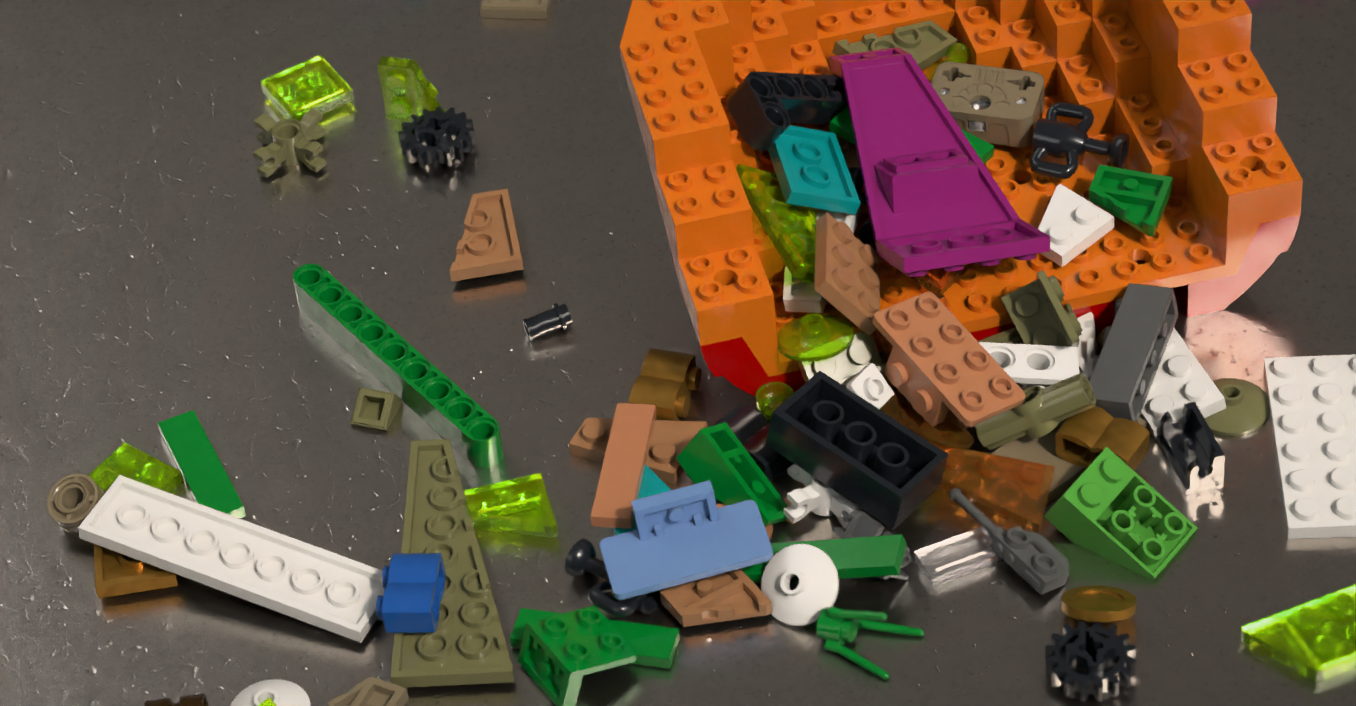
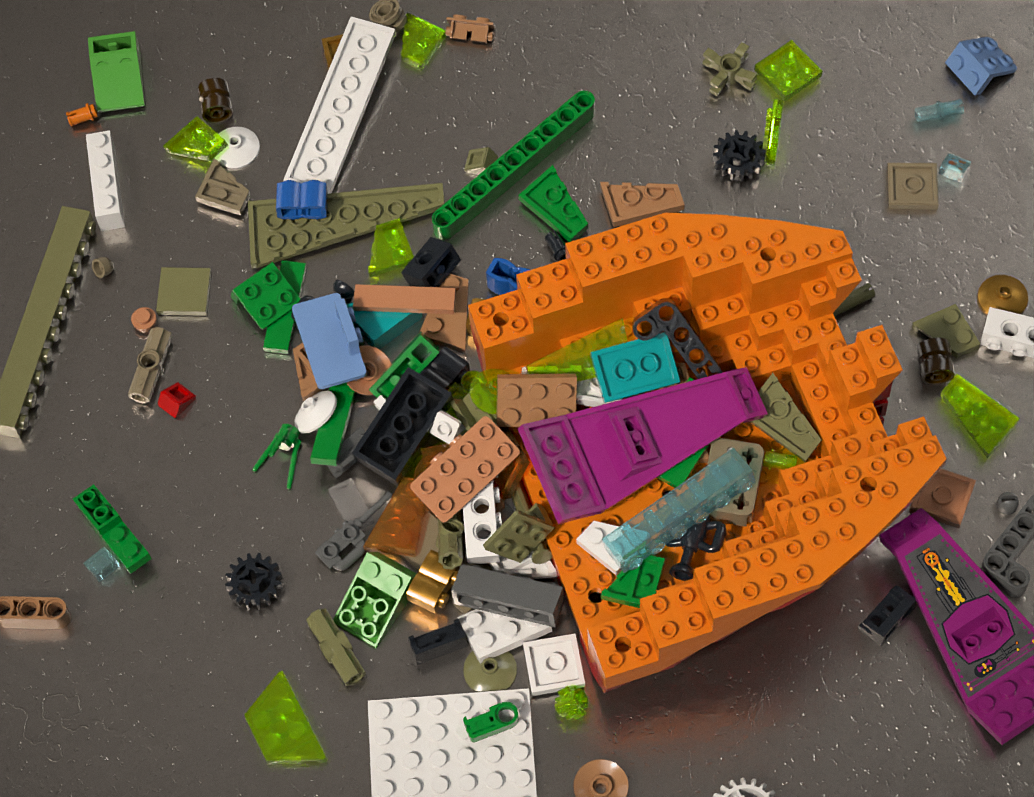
camera: 85 degrees right, 20 degrees up
(133, 401) = (461, 26): none -> medium nougat hinge
(200, 464) = (427, 76): green tile -> none
(469, 330) = (554, 205): none -> green wing
(546, 436) = (431, 264): none -> black brick
(606, 358) = (502, 276): none -> blue brick
(1041, 129) = (679, 510): none -> clear light blue brick
(1098, 603) = (300, 585): pearl gold piece -> none
(1202, 563) = (335, 647): none -> olive piece
(1227, 332) = (553, 664): none -> white plate
(1287, 310) = (571, 702): none -> clear neon green gear
(1326, 386) = (489, 722): none -> green piece

